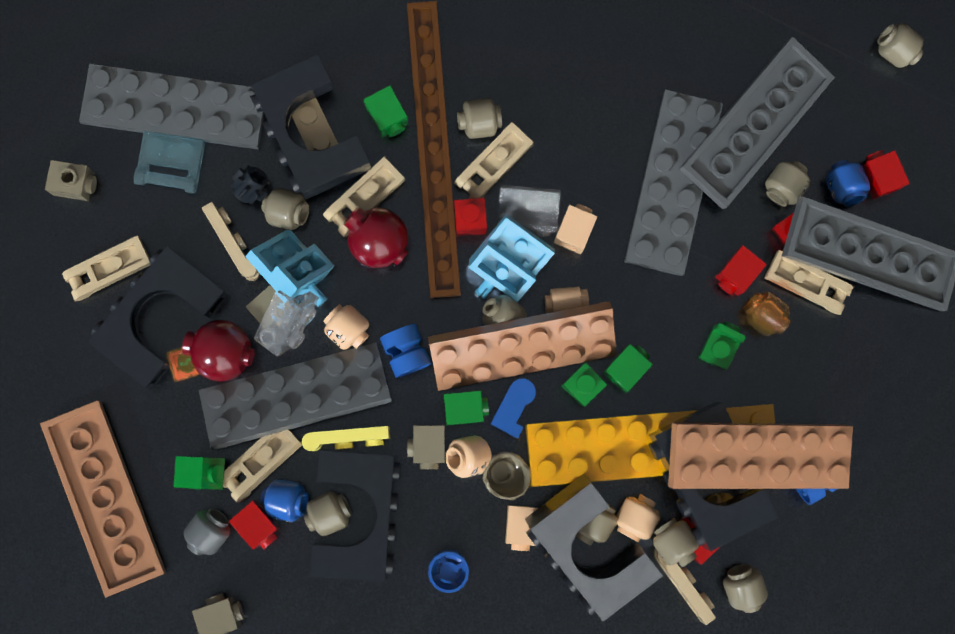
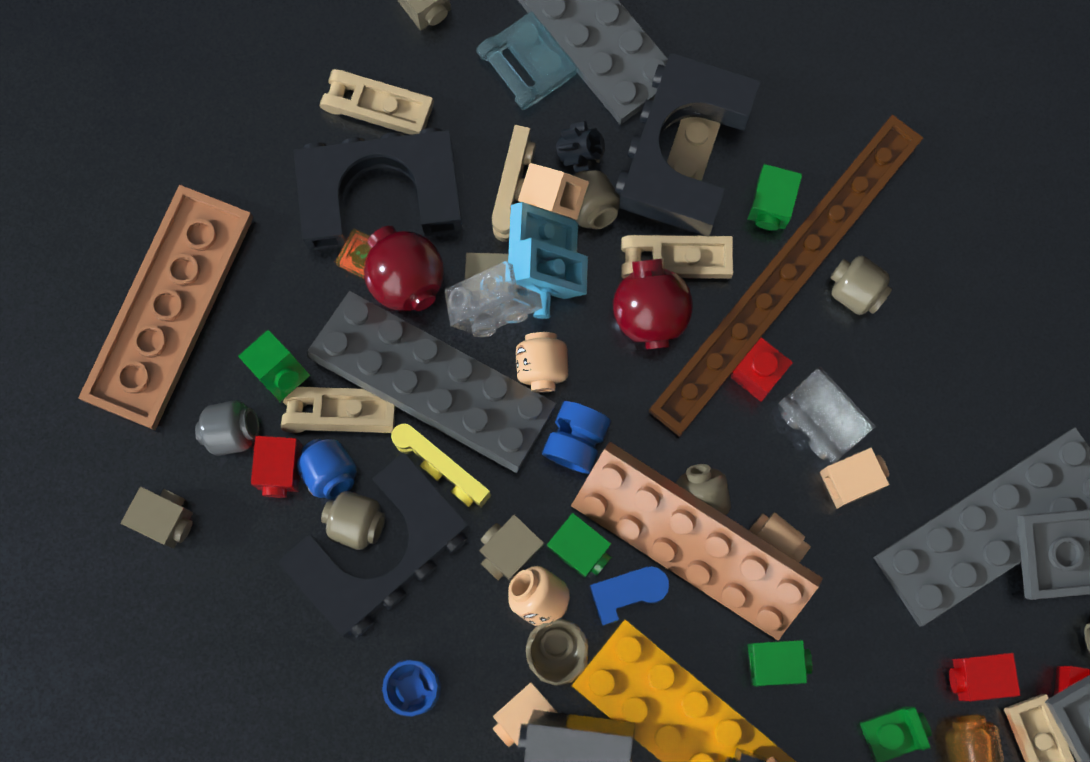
camera: 55 degrees right, 5 degrees down
(261, 226) = (553, 191): none -> light nougat brick
(494, 161) = (836, 339): tan plate -> none
(509, 259) = (761, 445): medium azure plate -> none
(584, 385) = (718, 637): green brick -> none

